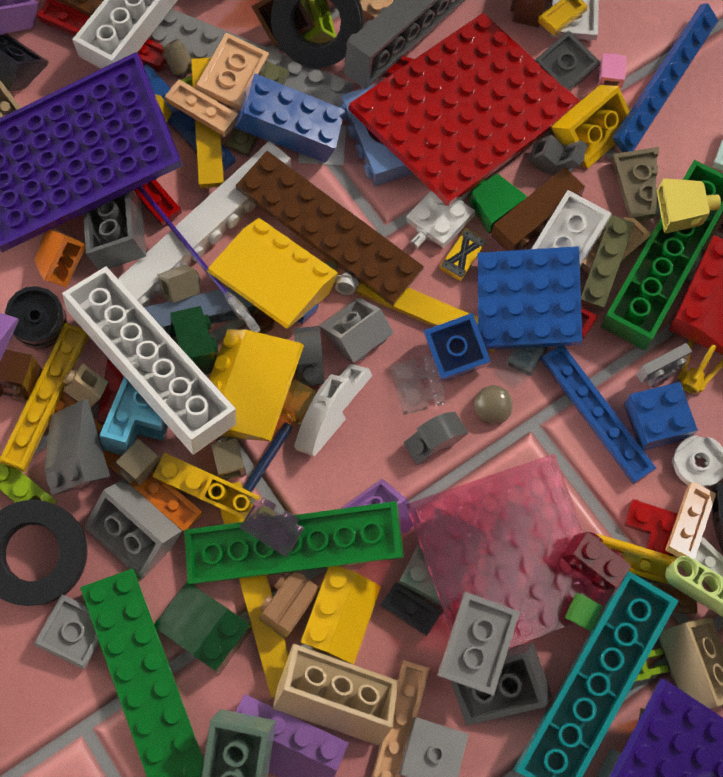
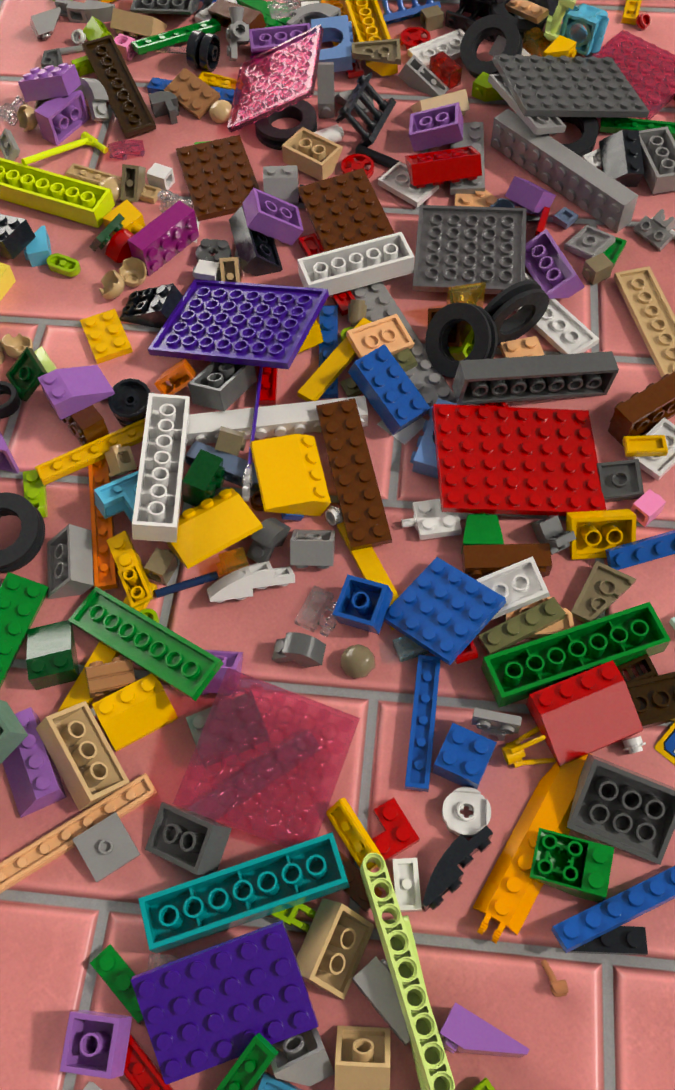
camera: 45 degrees right, 10 degrees down
(73, 450) = (75, 493): dark grey slope -> none
(137, 463) = (104, 525): dark tan brick -> none
(201, 107) = (338, 347): light nougat plate -> none
(272, 527) = (139, 619): bracket -> none
(411, 609) = (179, 744): black plate -> none
(463, 255) = (425, 553): tile -> none
(478, 643) = (188, 793): light grey plate -> none
(583, 611) = (282, 836): bright green tile -> none
(595, 561) = (318, 806): dark red brick -> none
(684, 204) = (609, 624): light yellow torso -> none
(690, 521) = (416, 843): light nougat plate -> none

